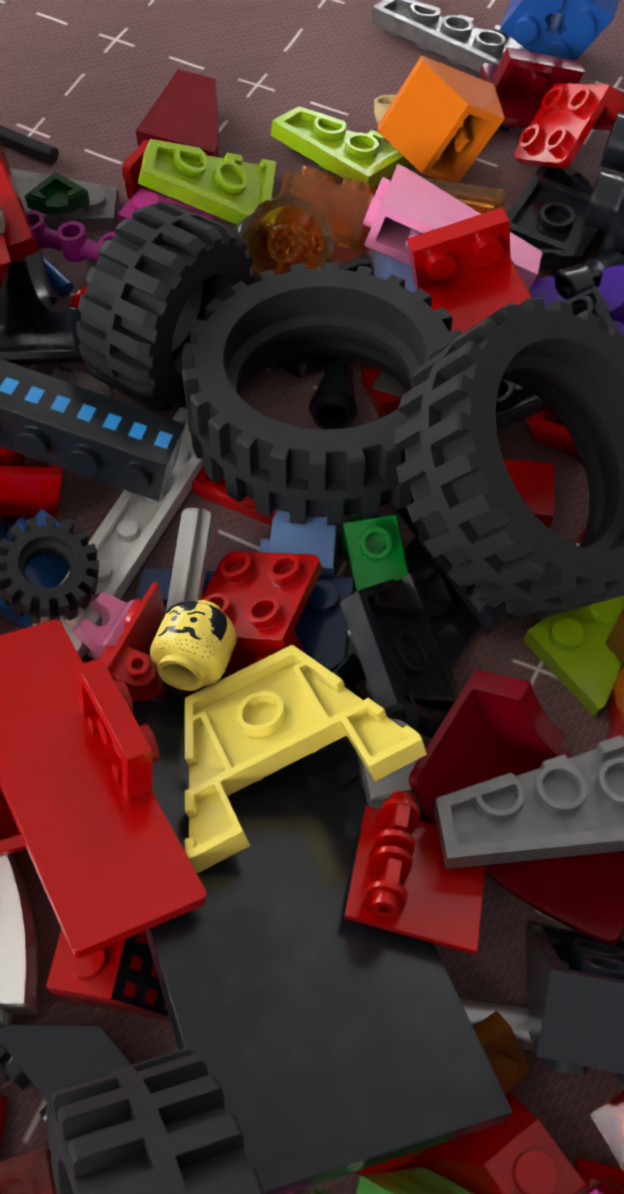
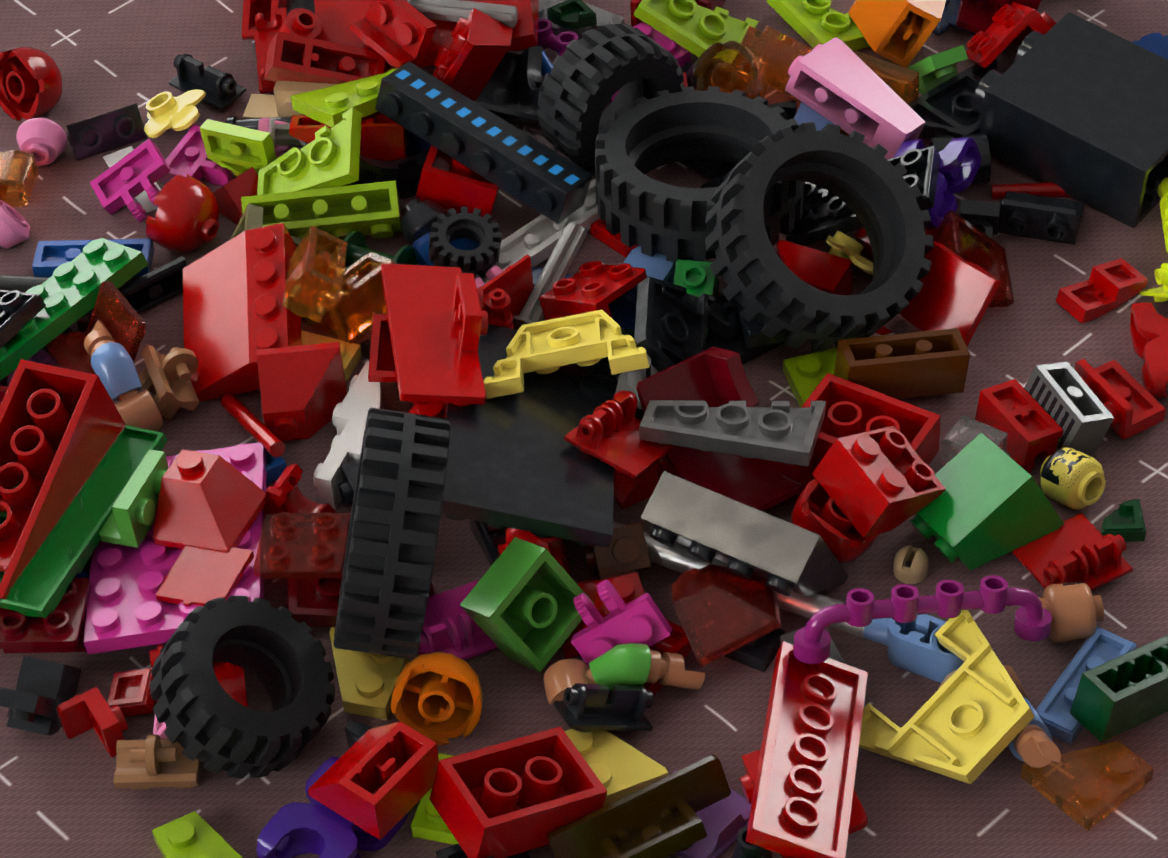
camera: 25 degrees right, 15 degrees down
(193, 645) = (538, 293): light yellow head -> none
(468, 268) = (848, 103): red bracket -> none
(510, 174) = (938, 68): none -> bright green slope
(526, 443) = (849, 248): none -> light yellow plate

